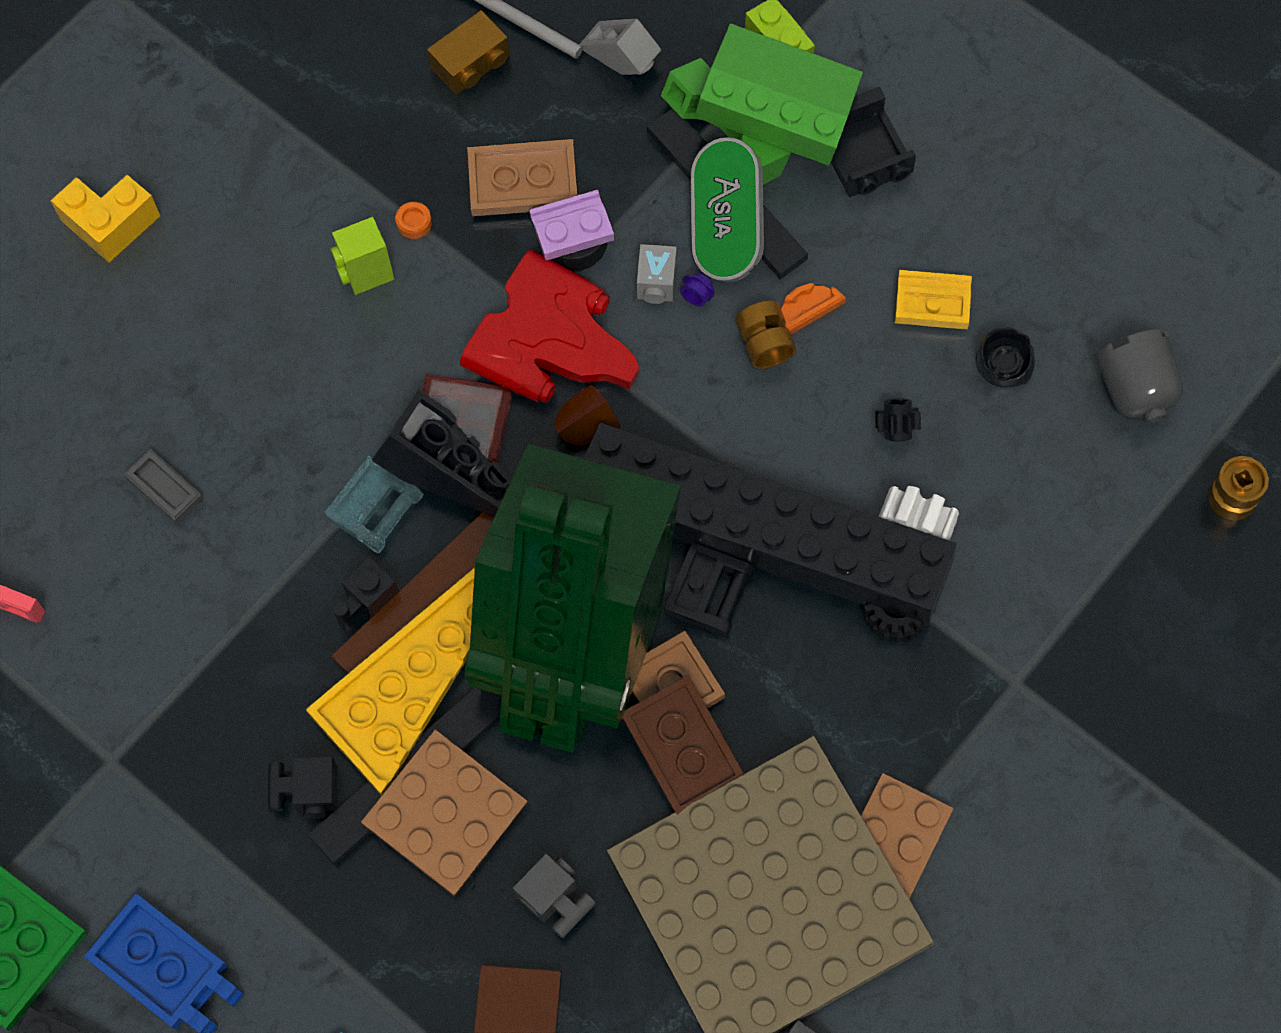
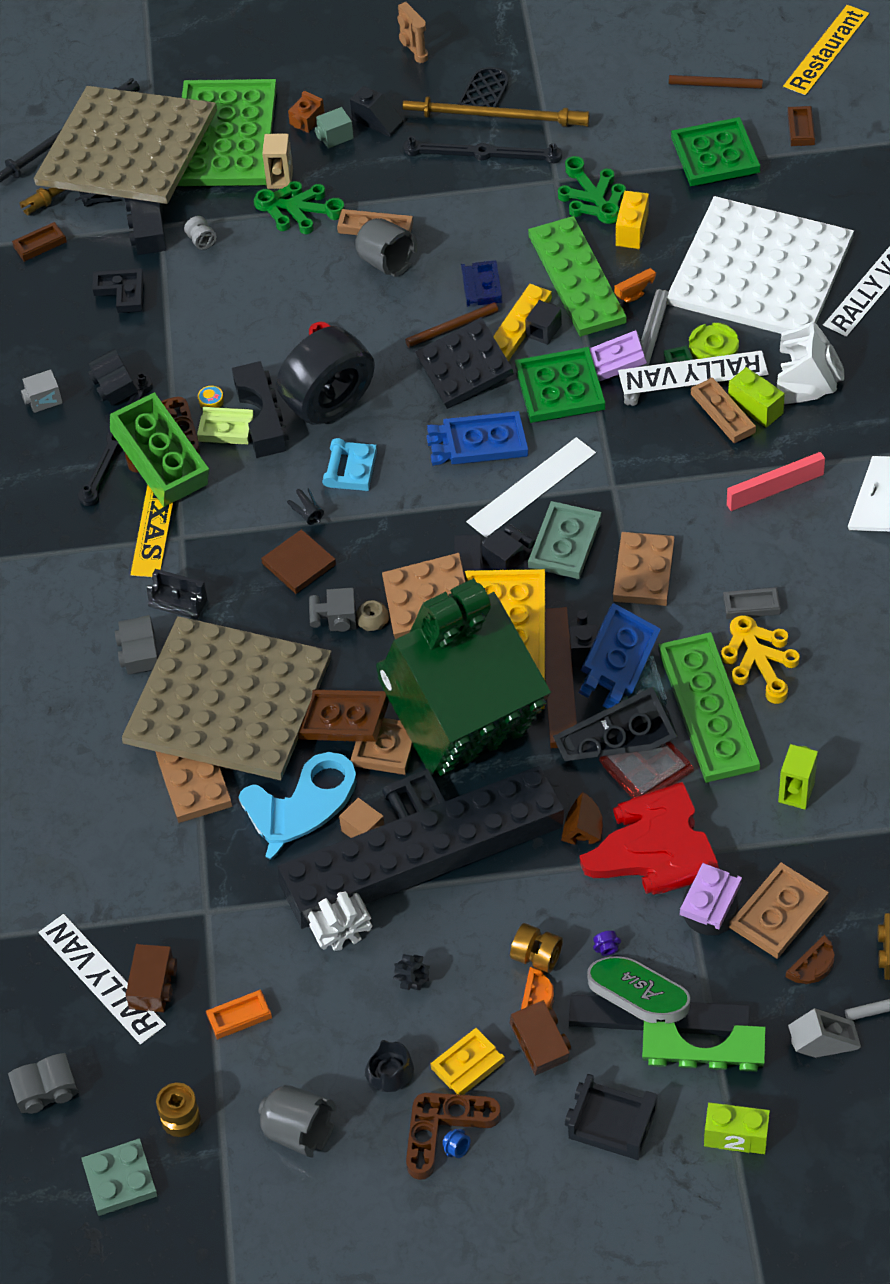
camera: 135 degrees right, 15 degrees down
(184, 851) = (530, 487): none -> white sticker
(206, 628) = (643, 568): none -> medium nougat plate
(230, 425) = (759, 654): none -> yellow plant
(237, 737) = (565, 540): none -> sand green plate
(339, 418) = (708, 707): none -> bright green plate
(363, 530) = (618, 654): none -> blue tile
(413, 220) = (808, 836): orange tile -> none
(506, 851) = (379, 615): none -> dark tan plate
(548, 114) = (814, 963): none -> reddish brown tile
(656, 273) = (637, 927): light grey brick -> none
(778, 94) = (684, 1068): bright green slope -> none
(785, 614) = (359, 819): none -> medium nougat brick
(813, 685) = (306, 810): none -> medium azure animal
(852, 254) = (540, 1037): none -> reddish brown brick
(1012, 283) = (432, 1120): none -> reddish brown beam
(1016, 243) = (456, 1143): none -> blue plate
(1088, 543) = (238, 1014): none -> orange tile
(1142, 650) = (150, 978): none -> reddish brown brick
(1183, 714) = (99, 977): none -> white sticker

